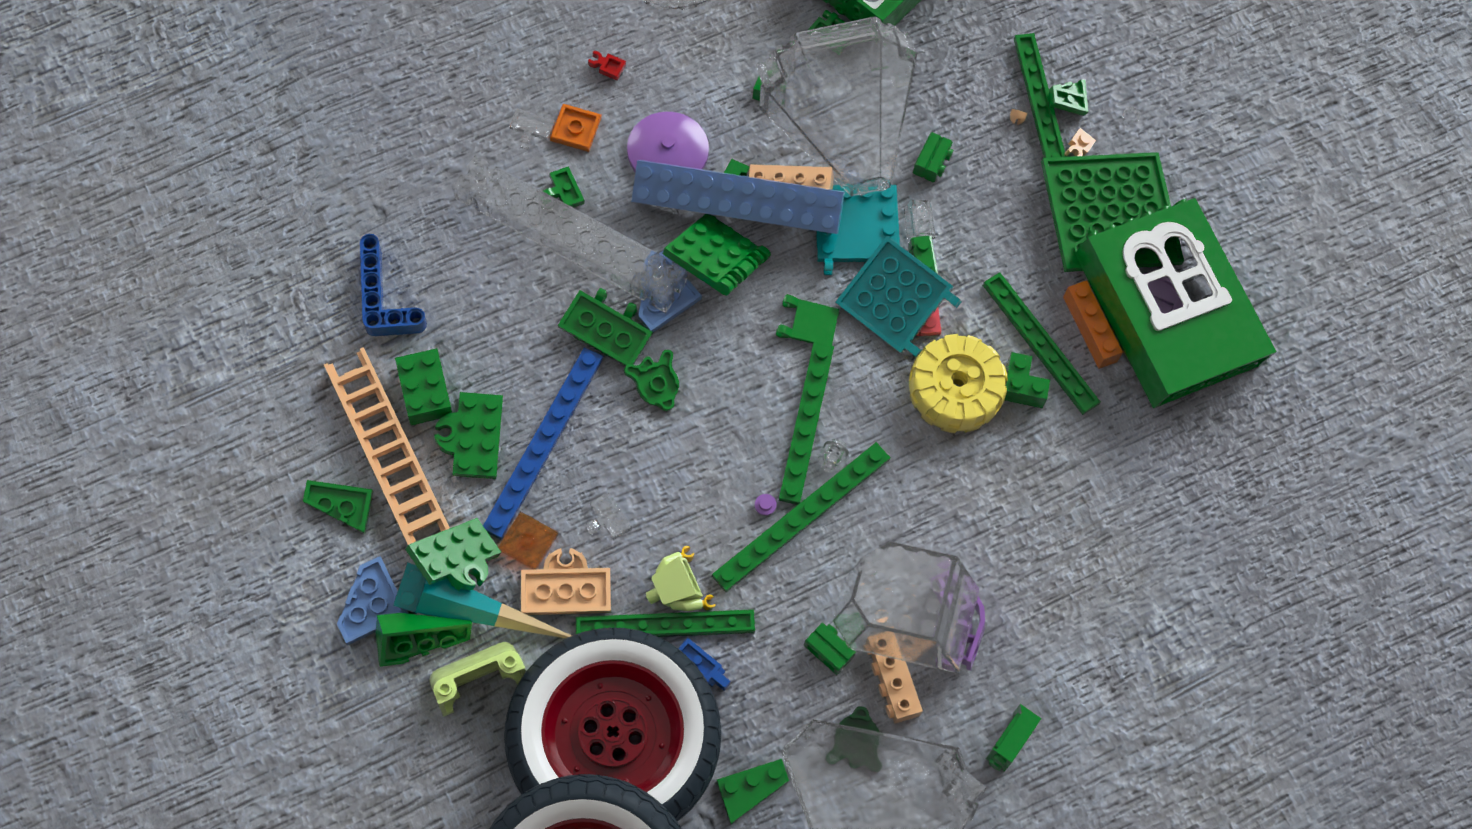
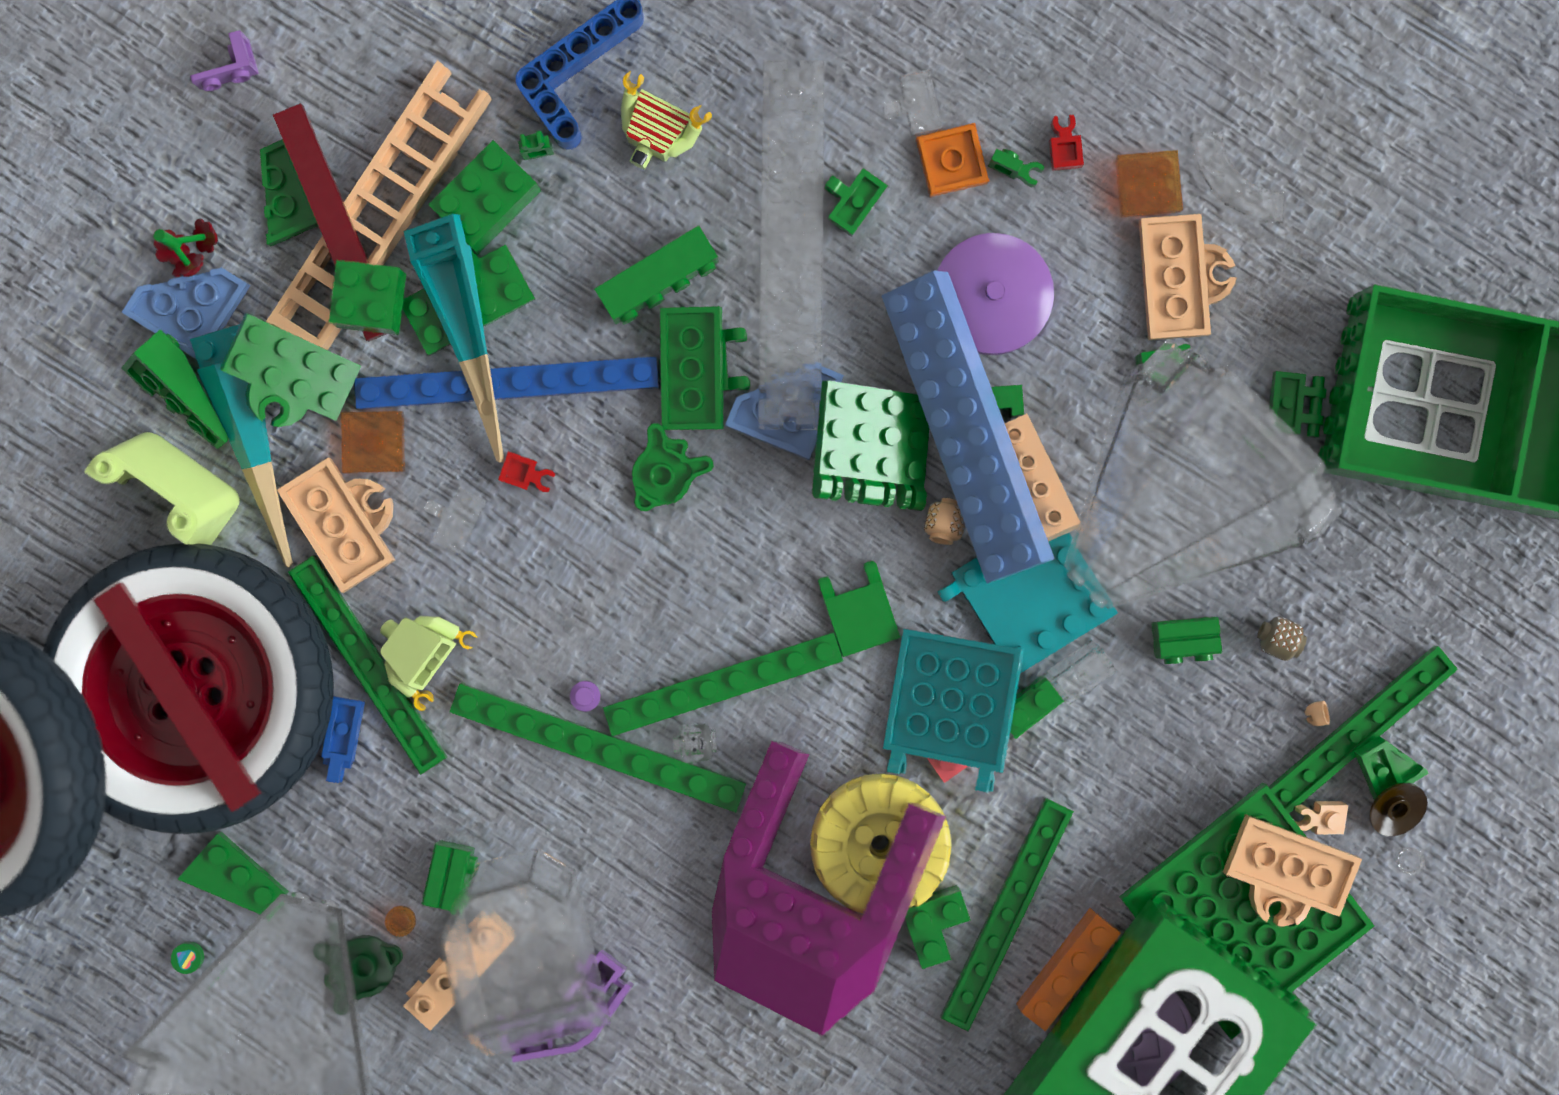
camera: 65 degrees right, 20 degrees up
(235, 478) = (238, 72): none -> medium lavender bracket
(332, 570) = (173, 248): none -> dark red plant
(381, 476) = (320, 189): none -> dark red tile
(412, 340) = (535, 146): none -> green plate
(443, 476) = (367, 297): none -> green brick
(447, 268) = (656, 125): none -> torso
(458, 428) = (448, 276): none -> teal plate
(536, 317) = (658, 275): none -> green brick
(600, 98) = (1009, 165): none -> green plate
(604, 462) = (521, 471): none -> red plate
(618, 724) = (177, 696): none -> dark red tile
(658, 35) = (1149, 183): none -> clear orange tile
(721, 49) = (1180, 276): none -> light nougat plate
(785, 244) = (944, 522): none -> light nougat head
(841, 697) = (400, 921): none -> clear orange plate
(963, 109) = (1282, 638): none -> dark tan head
(988, 462) = (790, 942): none -> magenta wedge
(1097, 104) = (1398, 809): none -> dark brown dish
(1100, 172) = (1290, 871): none -> light nougat plate

